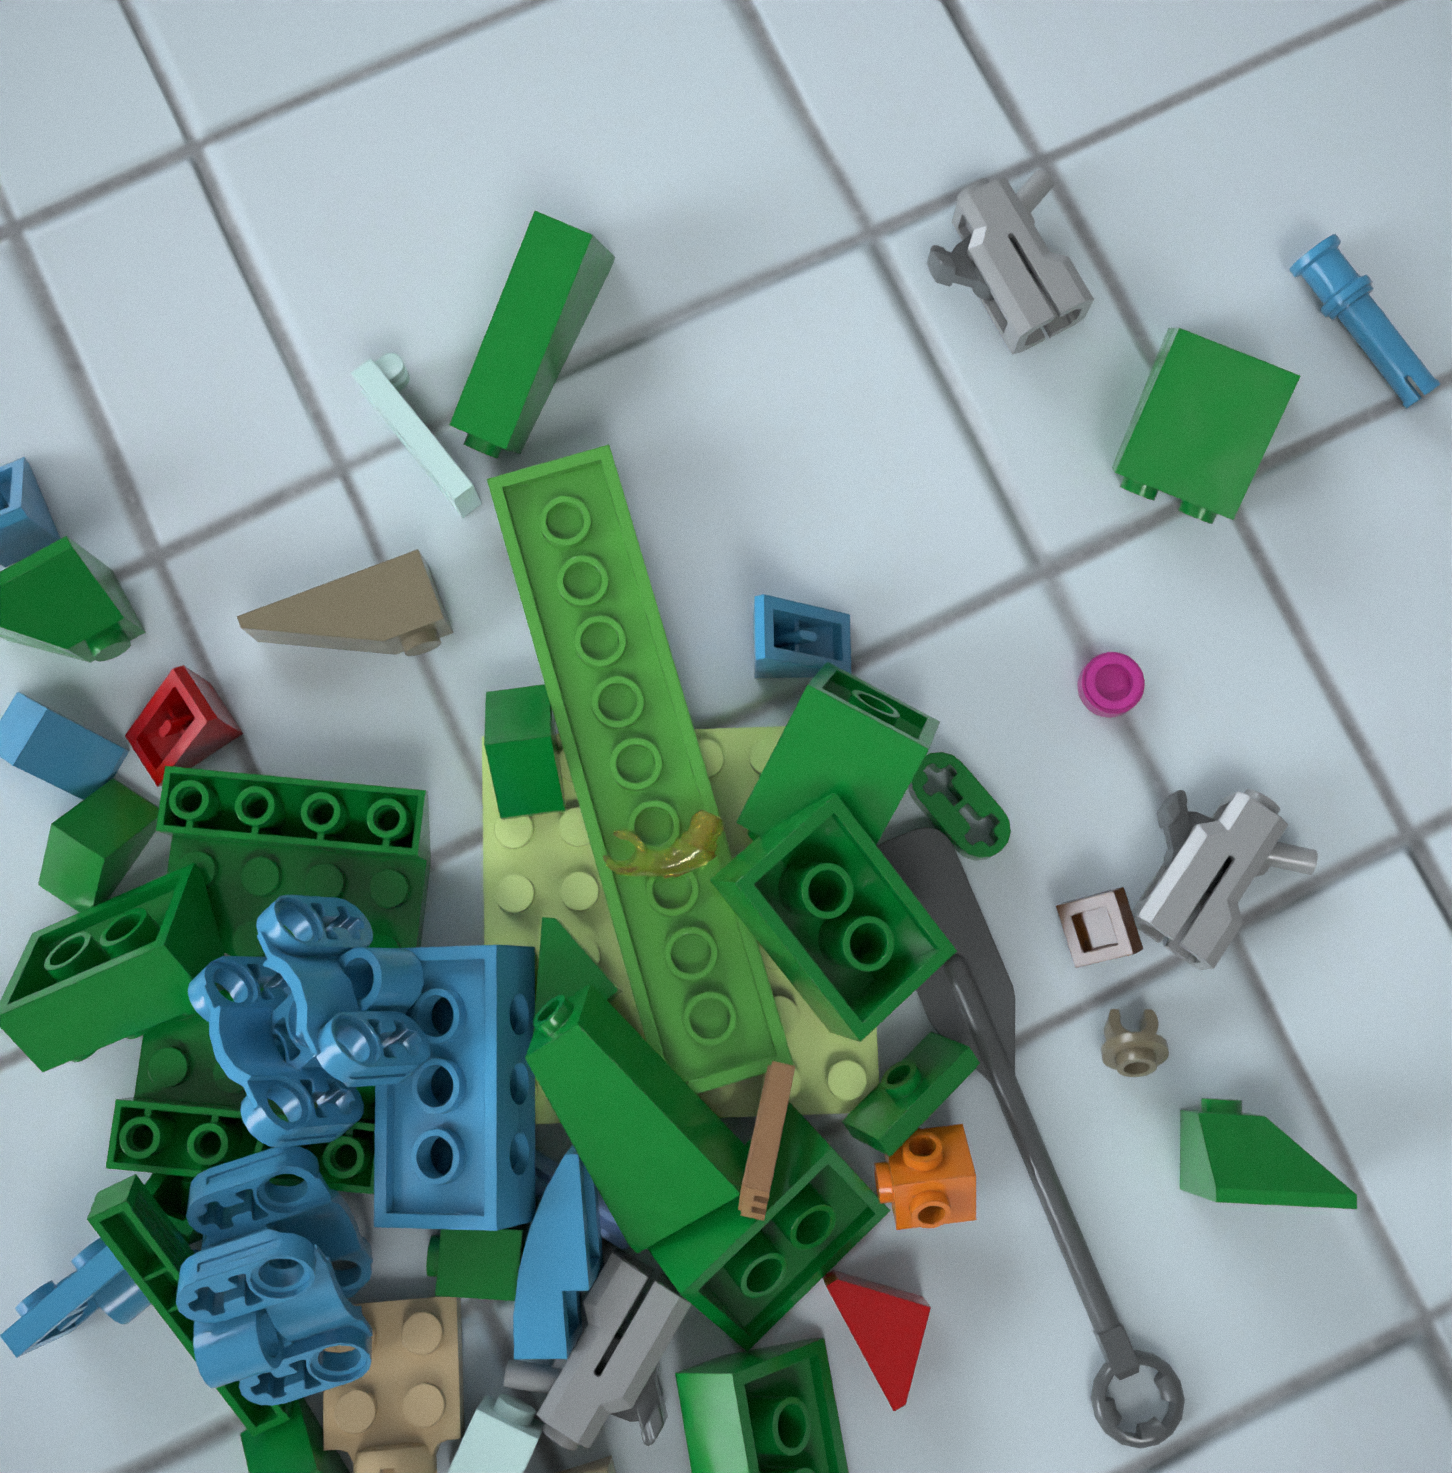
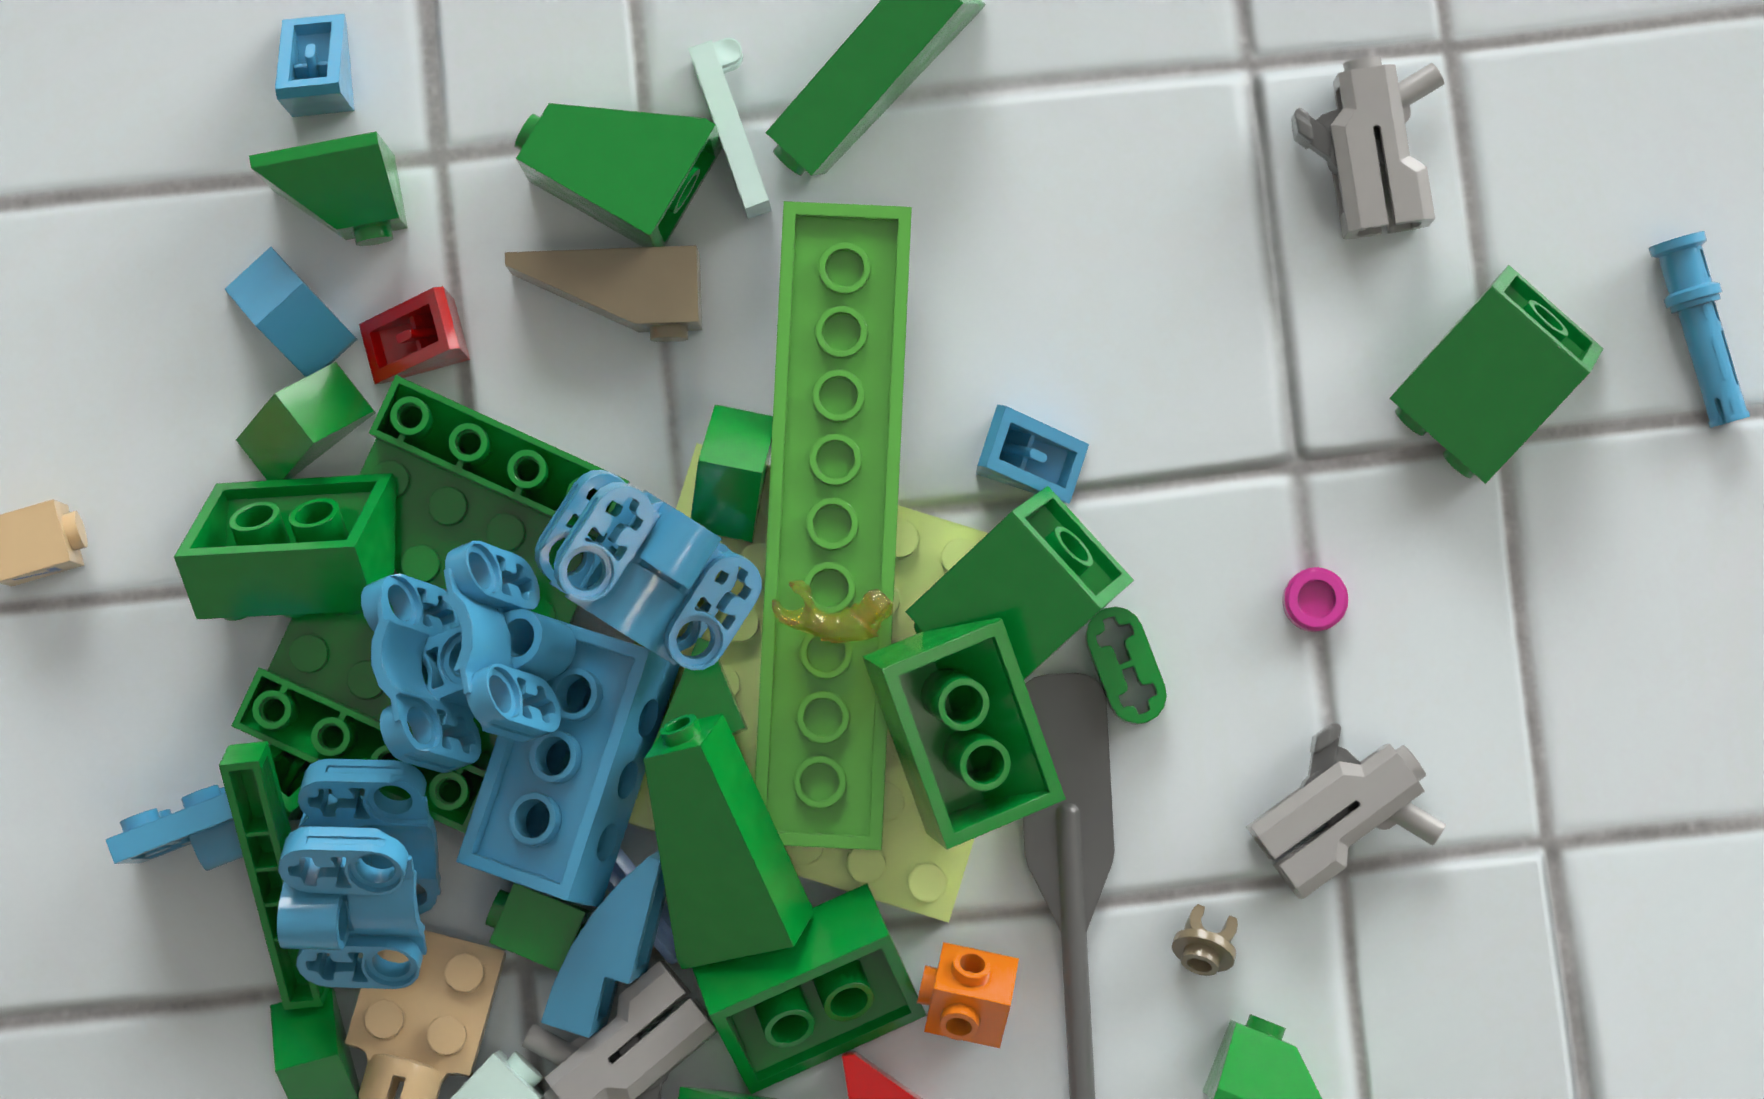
camera: 25 degrees right, 5 degrees up
(320, 496) = (620, 165): none -> green slope
(470, 866) = (647, 569): none -> dark azure piece
(766, 1140) = (832, 907): medium nougat tile -> none
(910, 1093) = (981, 913): green plate -> none
(1099, 927) = (1214, 825): plate -> none

